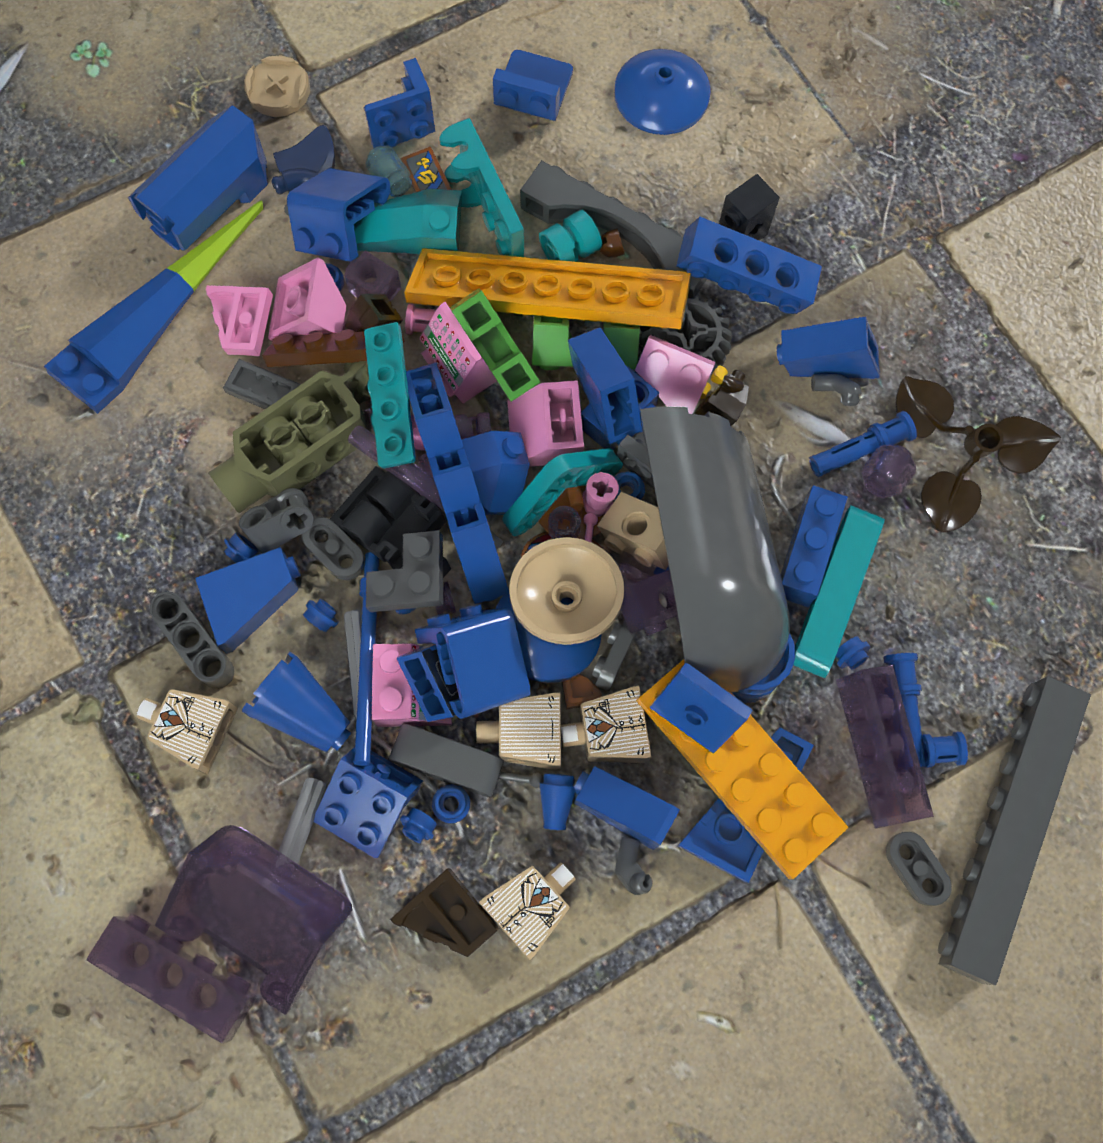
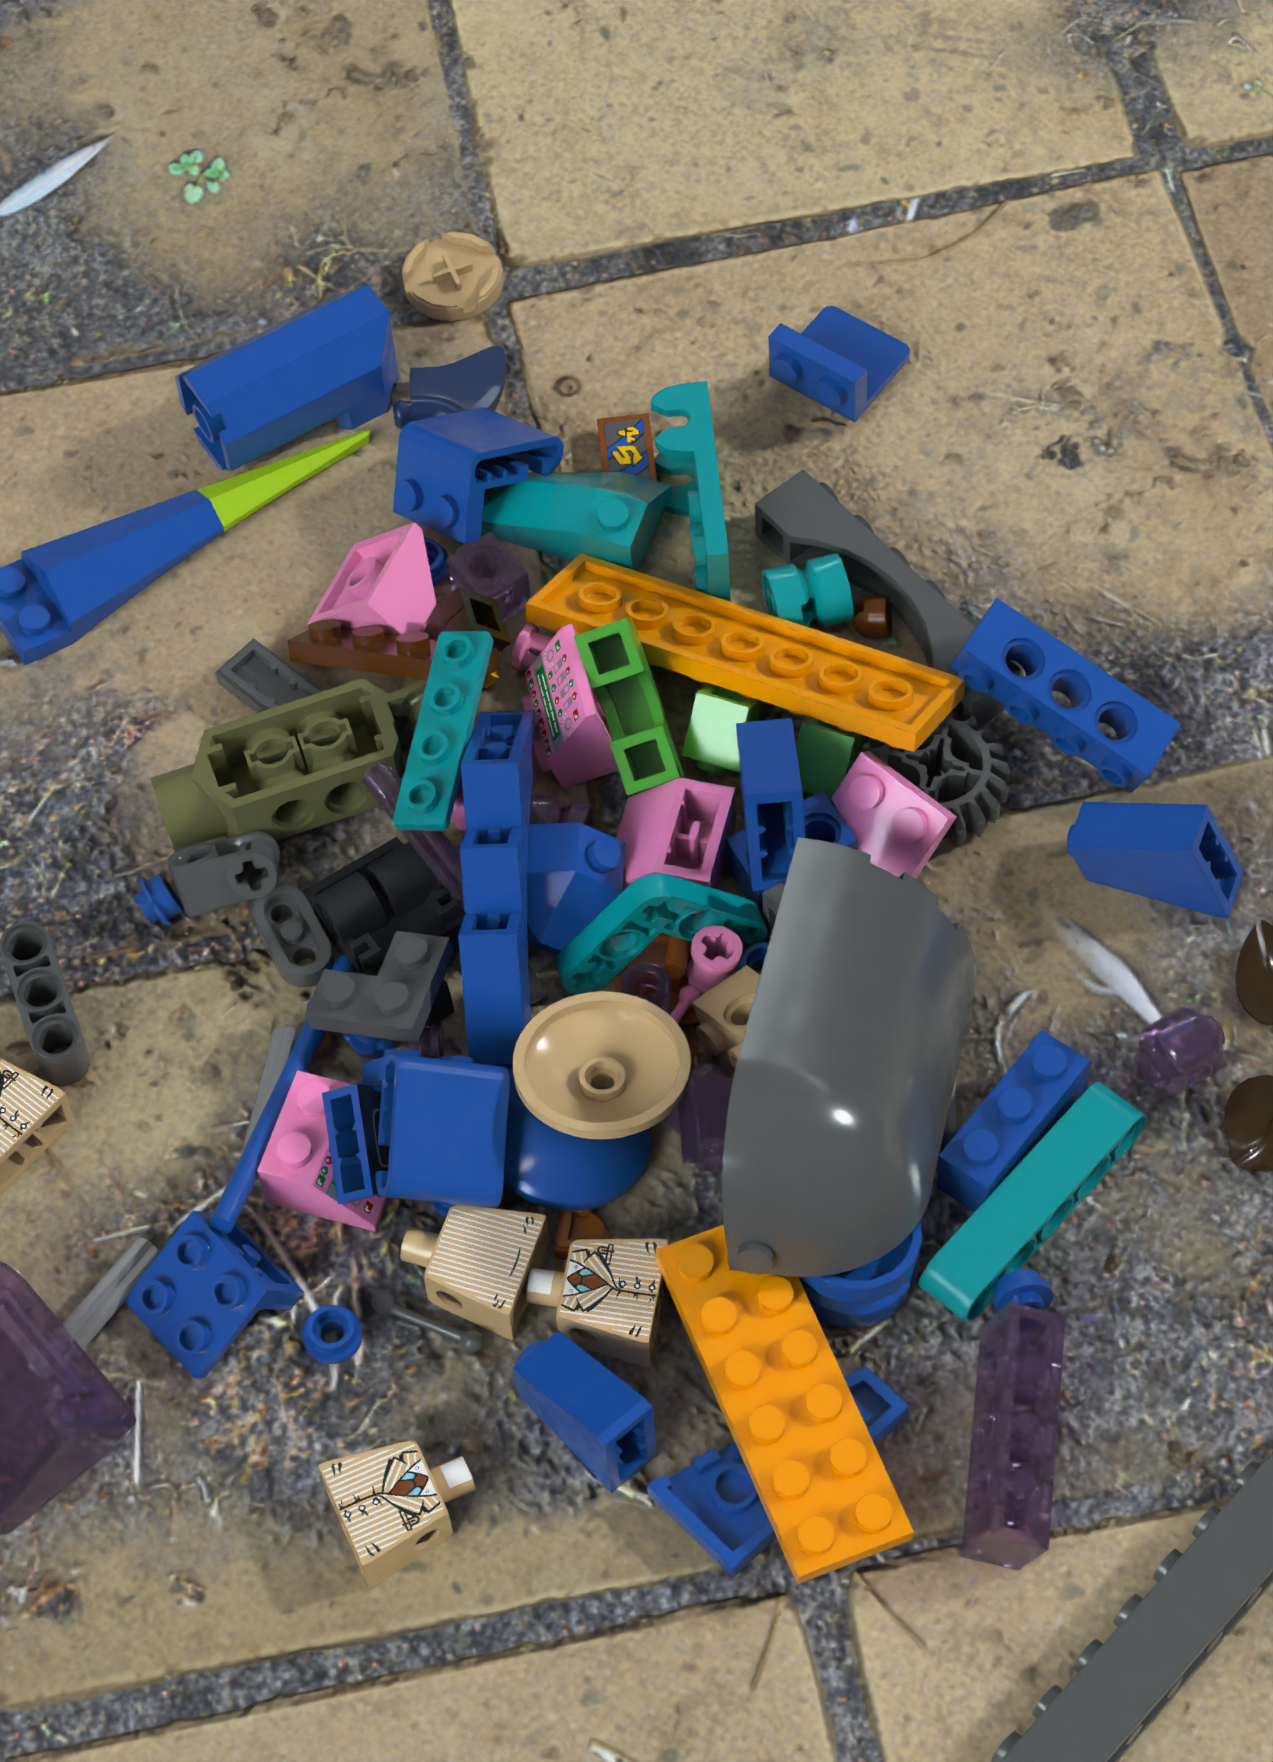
camera: 25 degrees right, 15 degrees down
(241, 317) = (278, 583): bright pink wing -> none
(246, 595) = (145, 963): blue slope -> none
(299, 706) = (159, 1128): blue cone -> none
(321, 615) = (240, 1020): blue plate -> none
(386, 163) = (573, 422): clear light blue brick -> none
(404, 114) = (616, 358): blue bracket -> none
(418, 825) = (272, 1347): blue plate -> none
(446, 760) = (347, 1269): dark grey beam -> none
(448, 915) = (269, 1482): dark brown wing -> none
(556, 797) = (488, 1371): blue cone -> none
(608, 668) = (641, 1210): dark grey plate -> none
(629, 871) = (560, 1501): dark grey arm -> none
(662, 103) = (1035, 435): blue dish -> none
(701, 708) = (730, 1269): blue plate -> none
(727, 398) = (964, 876): dark brown piece -> none
(750, 208) = (1095, 615): black brick -> none
(839, 383) = (1154, 906): dark grey arm -> none
(888, 433) = (1209, 996): blue pin -> none
(909, 689) = (1083, 1377): blue pin -> none
(918, 867) = (1007, 1636): dark grey plate -> none
(945, 749) = (1113, 1475): blue bush -> none

